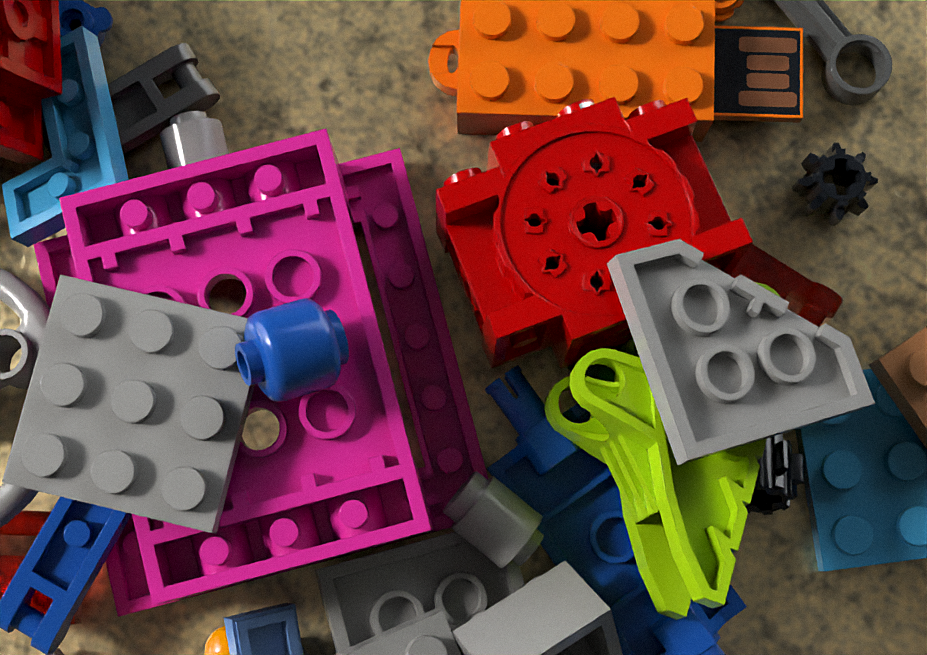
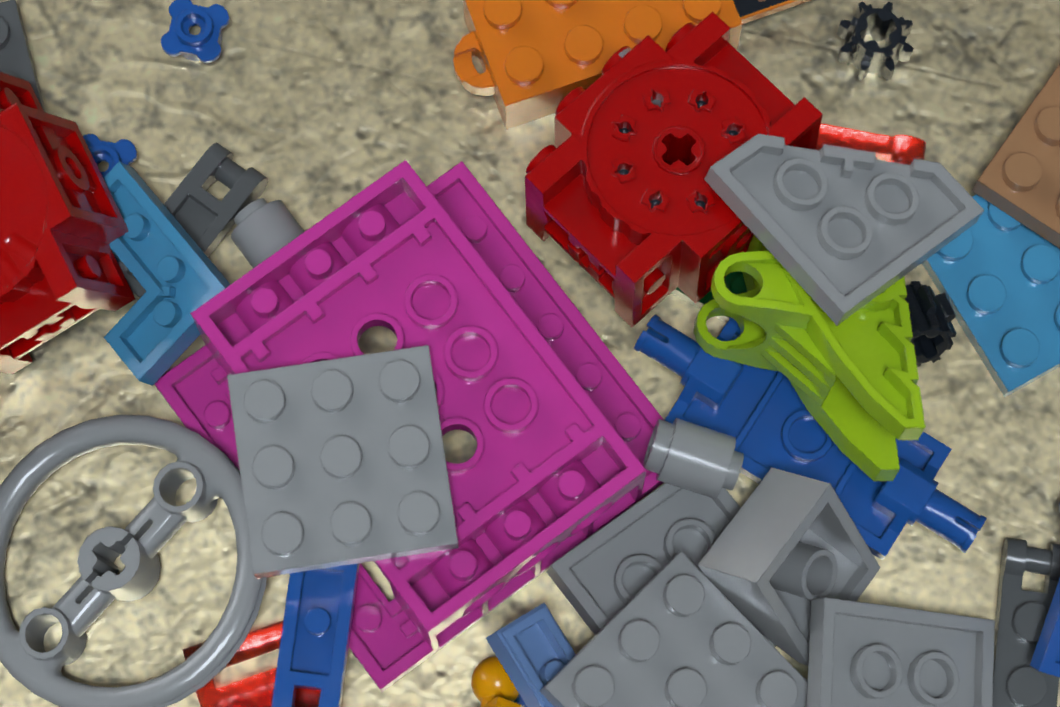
camera: 25 degrees left, 5 degrees down
(292, 350) = (464, 356): blue head -> none

